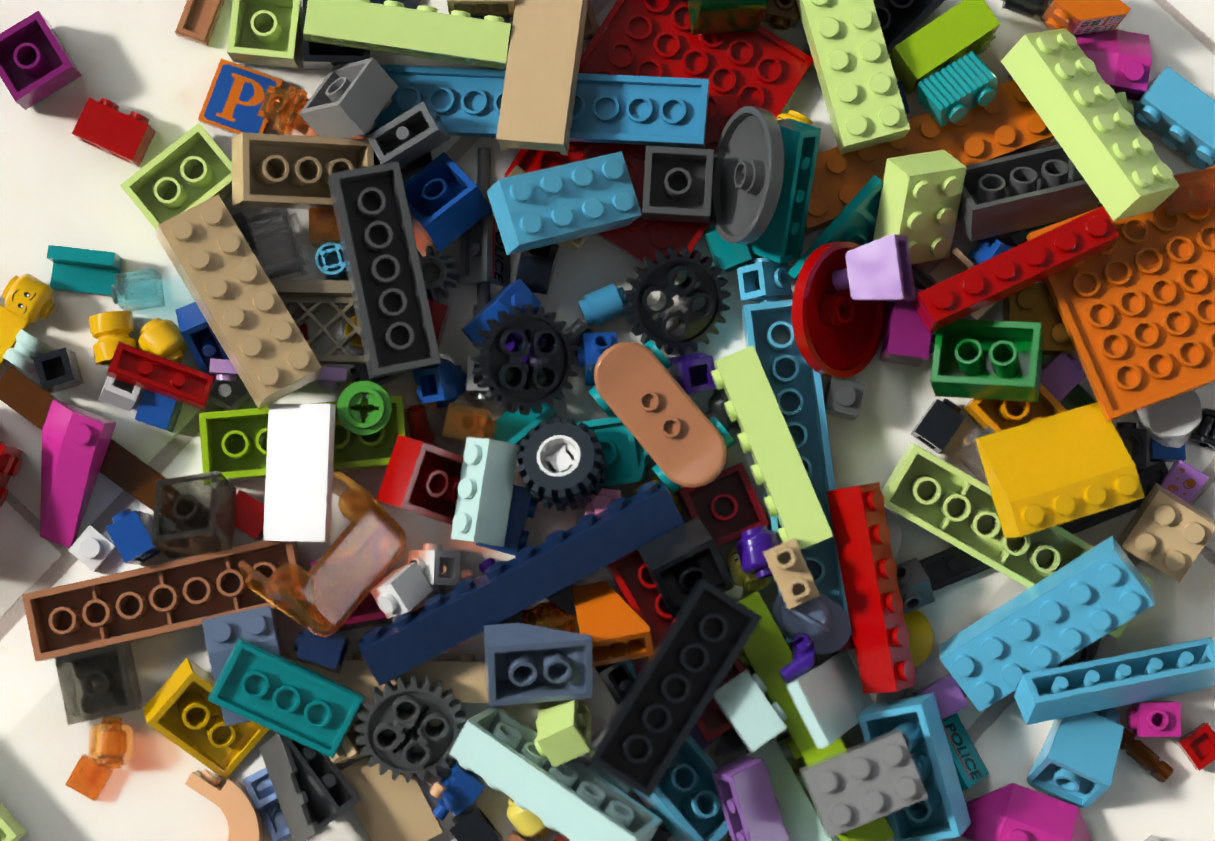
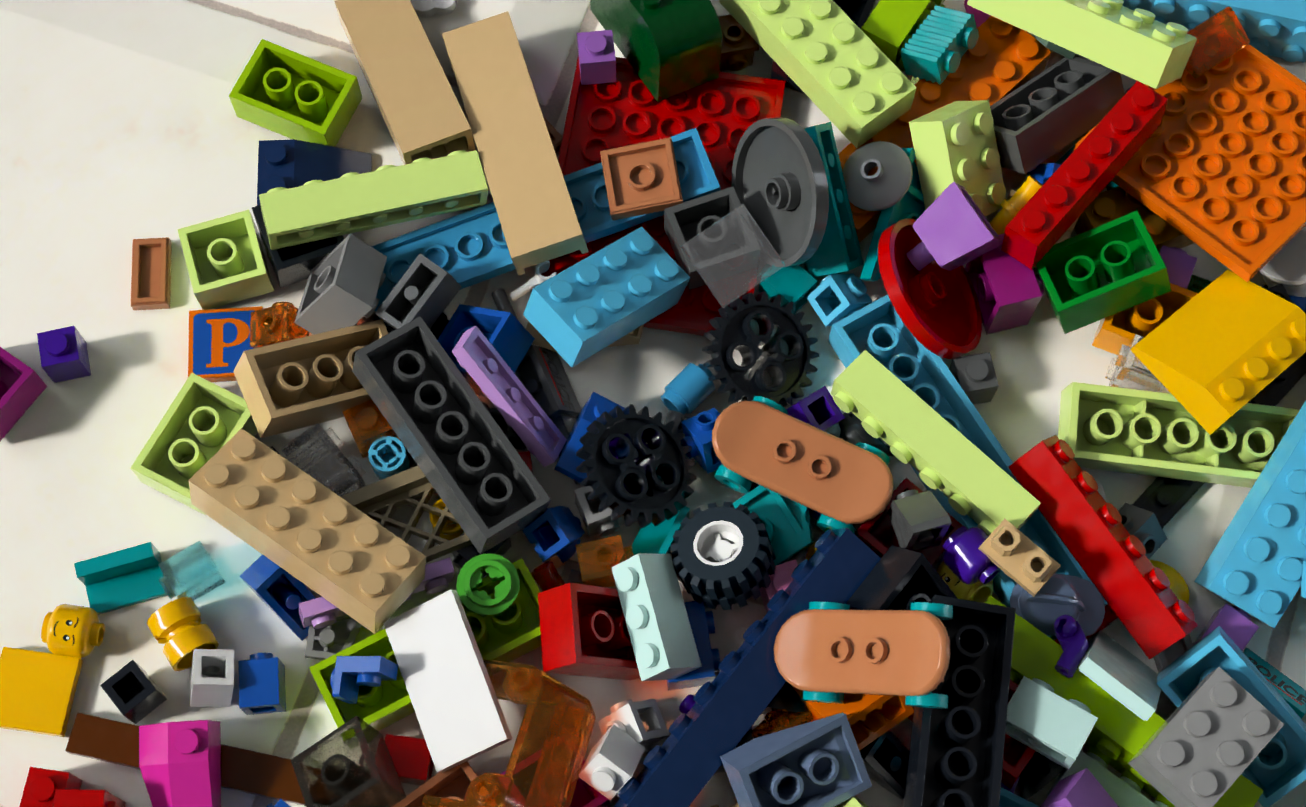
camera: 25 degrees left, 15 degrees down
(24, 350) = (88, 693): light aqua wheel -> none
(104, 55) = (63, 354): none -> dark purple brick
(114, 131) = (102, 424): red brick -> none
(161, 376) = (251, 647): red tile -> none
(163, 340) = (239, 617): yellow head -> none
(227, 435) = (359, 670): none -> blue bracket
(445, 257) = (509, 396): none -> lavender plate
(513, 157) = (534, 281): none -> white hand
(538, 267) = (605, 375): black slope -> none
(625, 600) = (866, 652): none -> nougat piece
(641, 107) = (641, 178): none -> nougat tile
(683, 214) = (733, 256): none -> clear tile
(728, 504) = (918, 520): none -> dark grey slope
(851, 200) = (886, 185): none -> light grey dish
(938, 424) = (1078, 362): black brick -> none
(948, 267) = (1015, 204): none -> yellow pin

